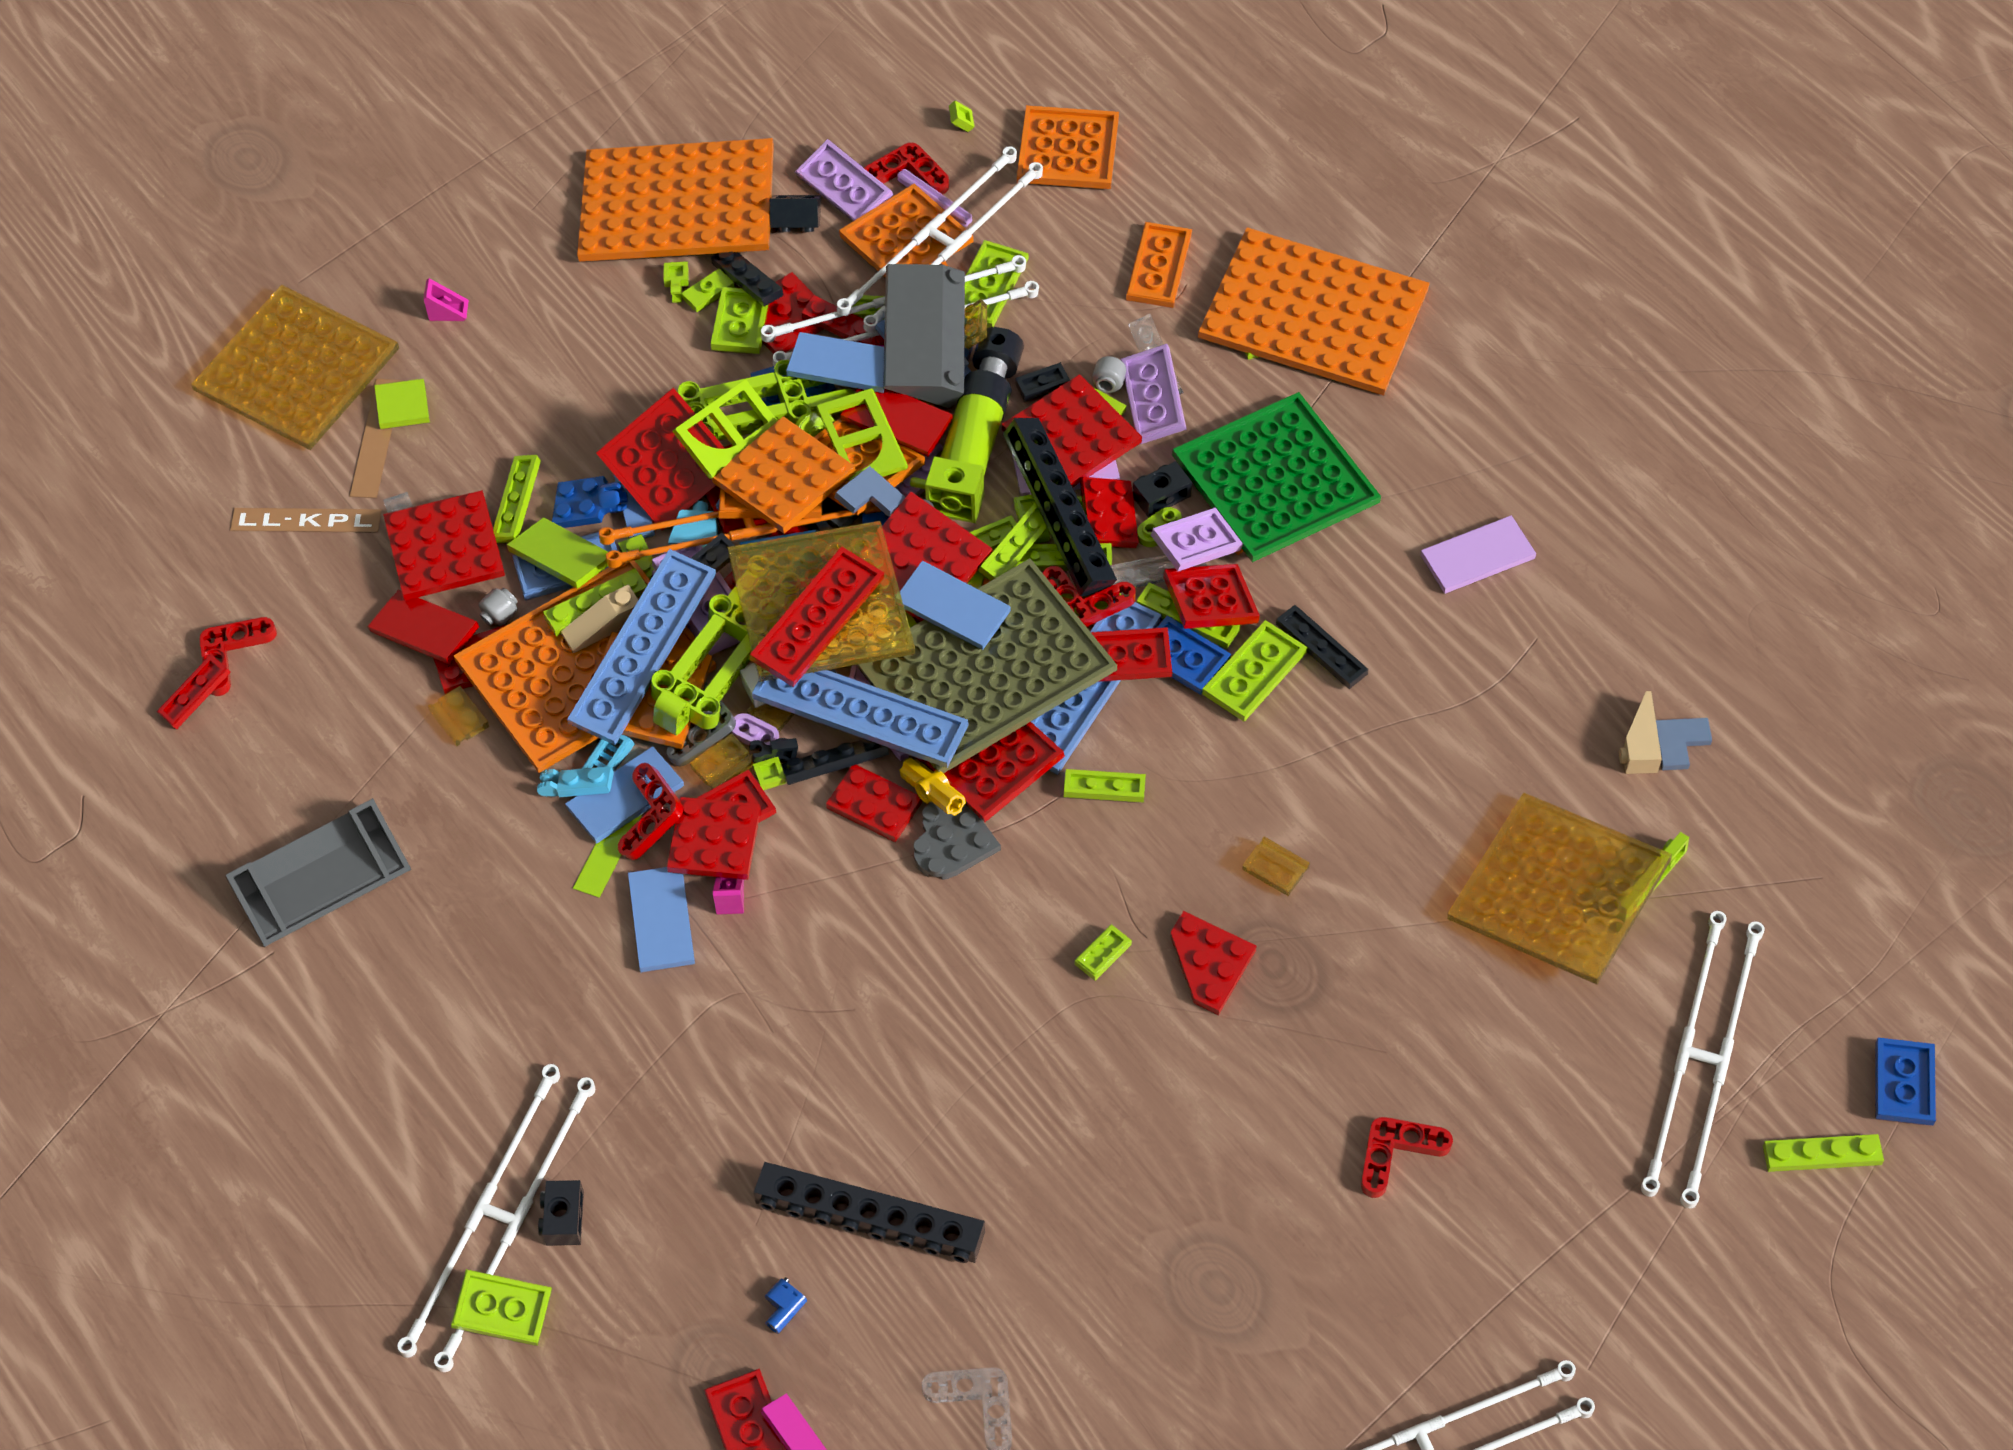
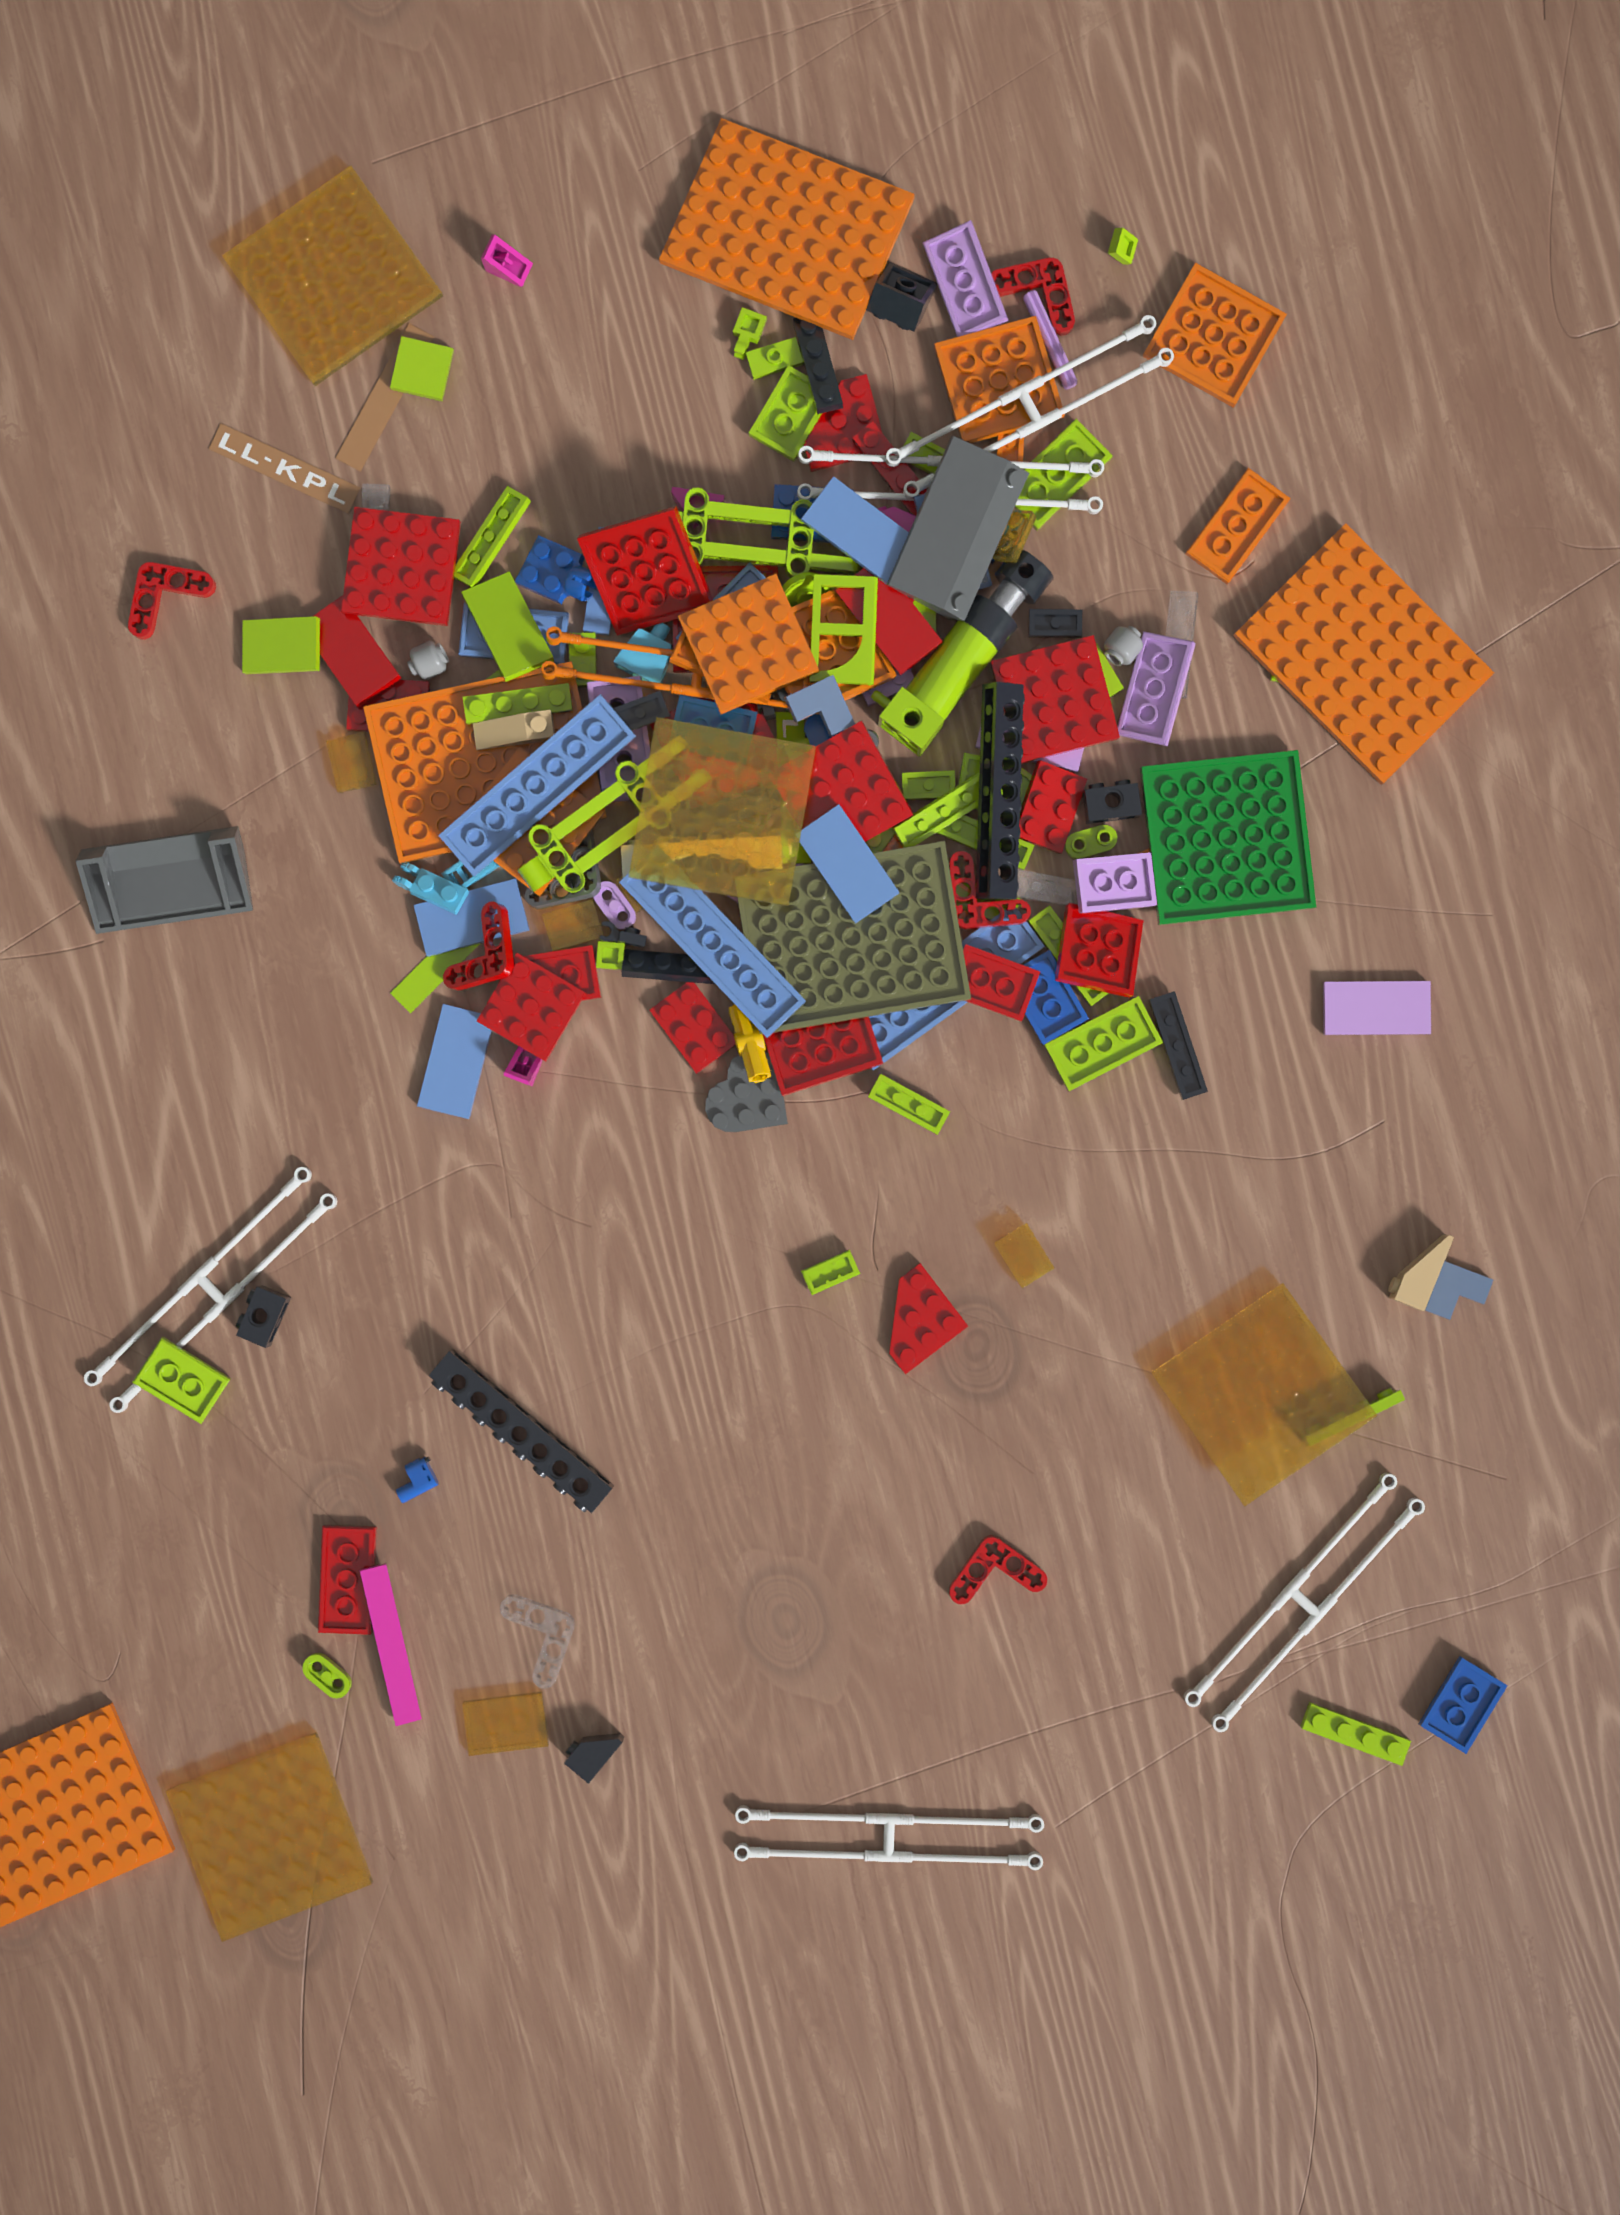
camera: 25 degrees right, 30 degrees up
(193, 691) = (114, 630): red tile -> none
(356, 646) = (281, 645): none -> lime tile
(712, 459) = (686, 599): window -> none
(816, 616) = (708, 836): red plate -> none

